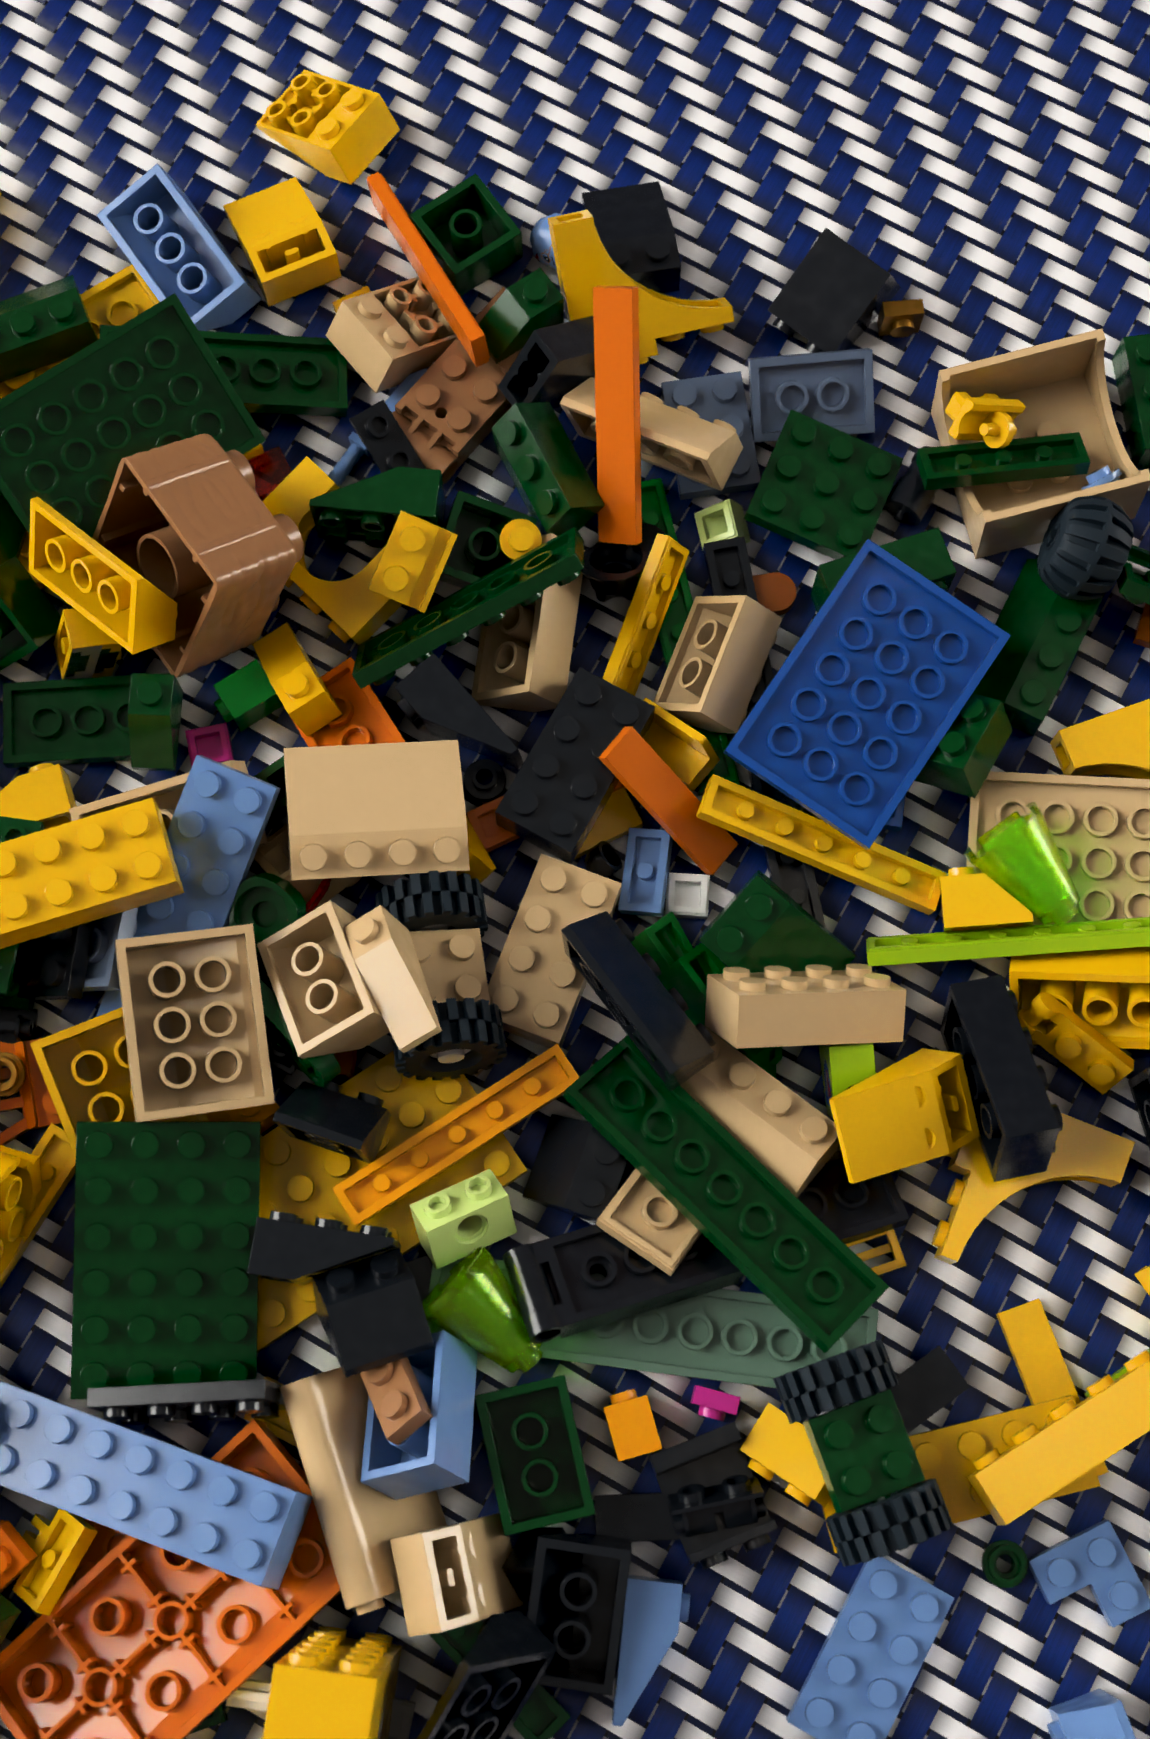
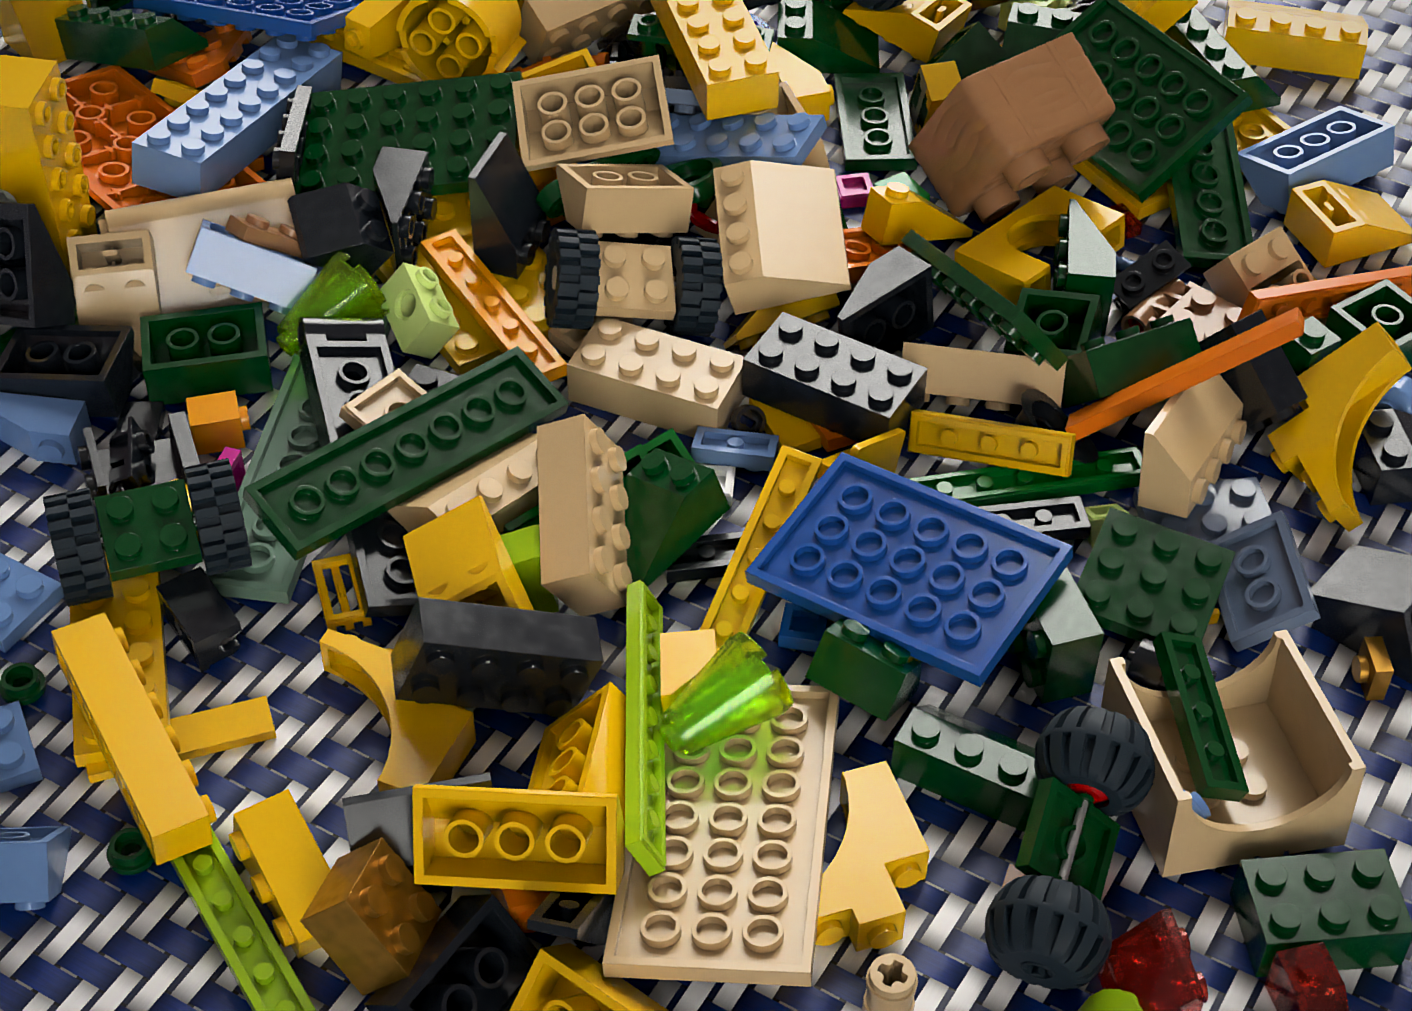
camera: 90 degrees right, 30 degrees down
(98, 582) = (972, 55): yellow slope -> none
(154, 721) = (870, 137): dark green slope -> none
(393, 976) = (628, 215): tan slope -> none
(412, 561) = (1026, 266): yellow plate -> none
(519, 538) = (1061, 334): yellow plate -> none
(638, 999) = (594, 371): black slope -> none
(667, 799) = (805, 427): orange tile -> none
(718, 662) = (969, 482): tan slope -> none
(984, 418) = (1245, 692): yellow hips -> none
(1075, 1043) = (541, 744): yellow plate -> none

